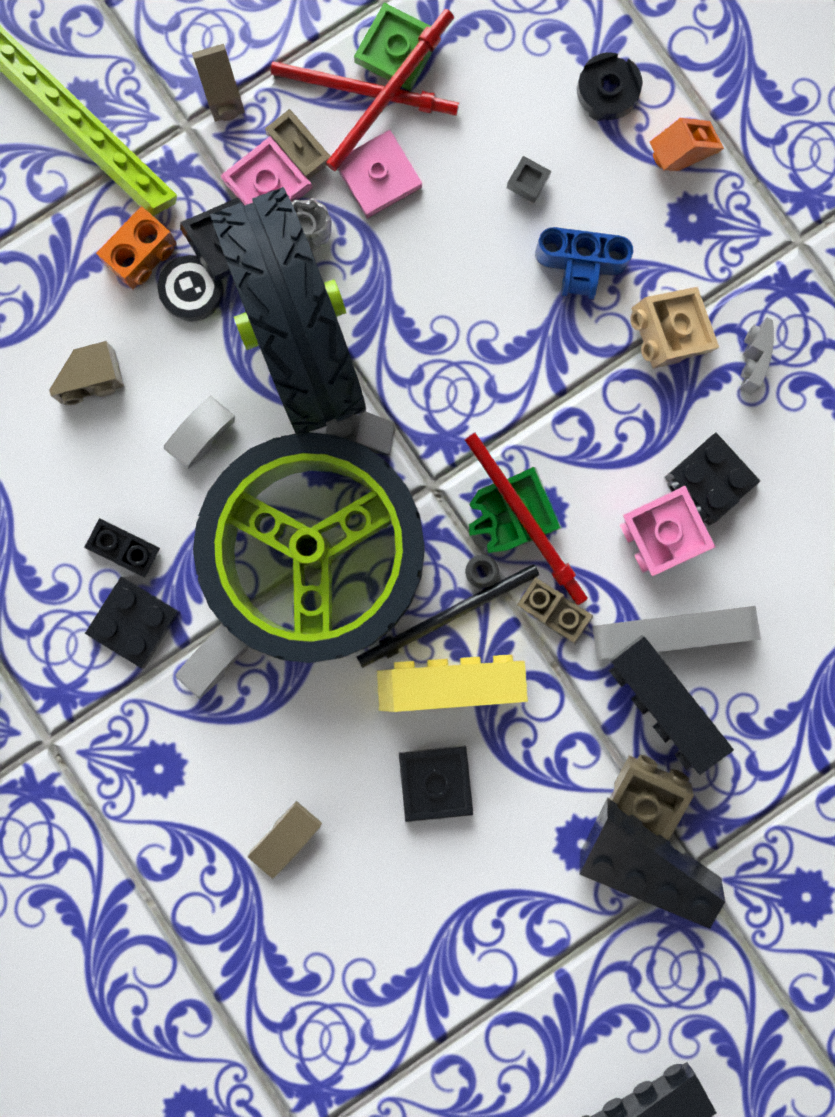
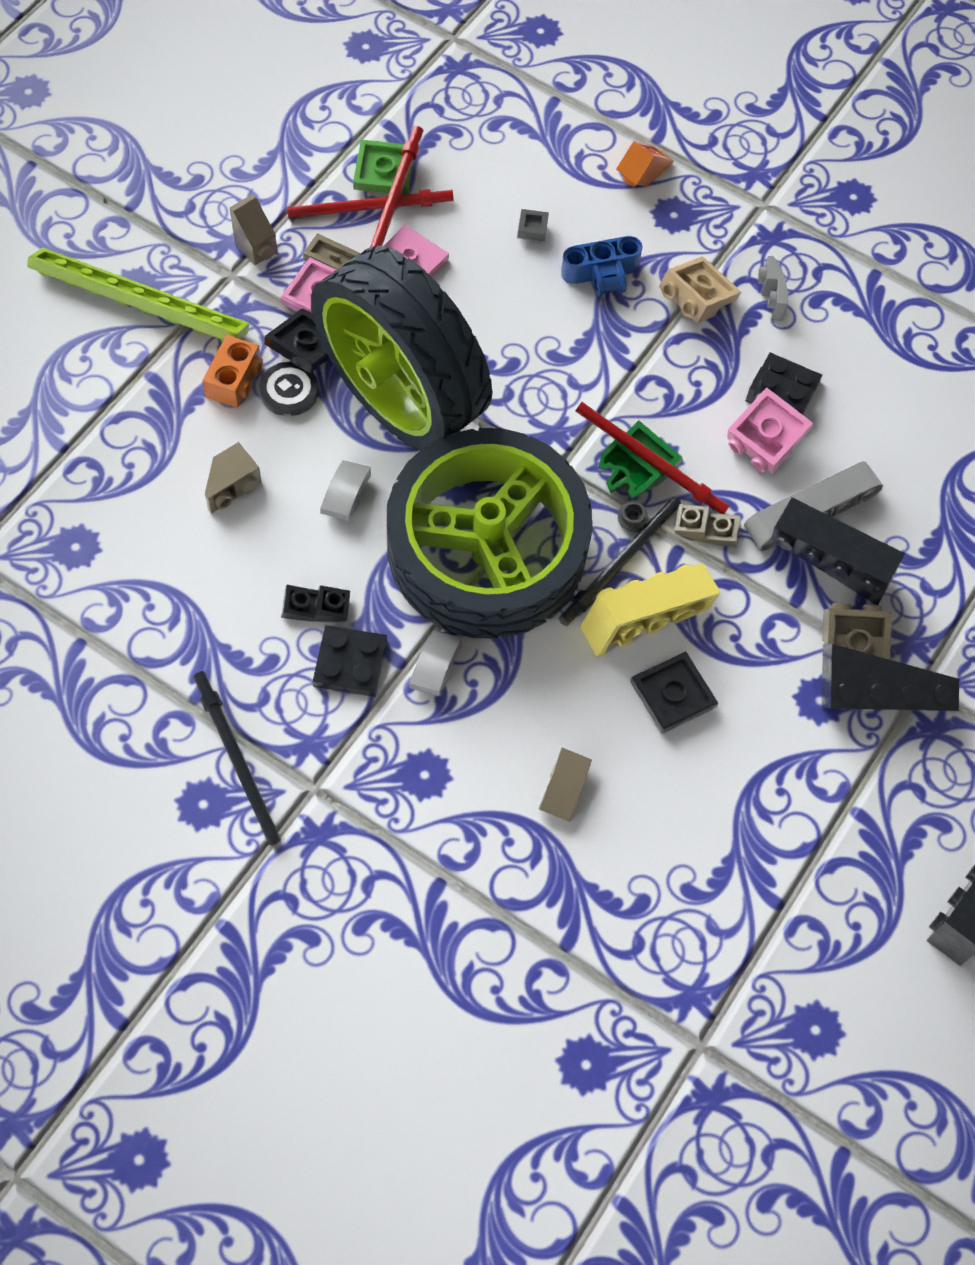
camera: 25 degrees left, 20 degrees down
(617, 71) = (564, 157): black plate -> none

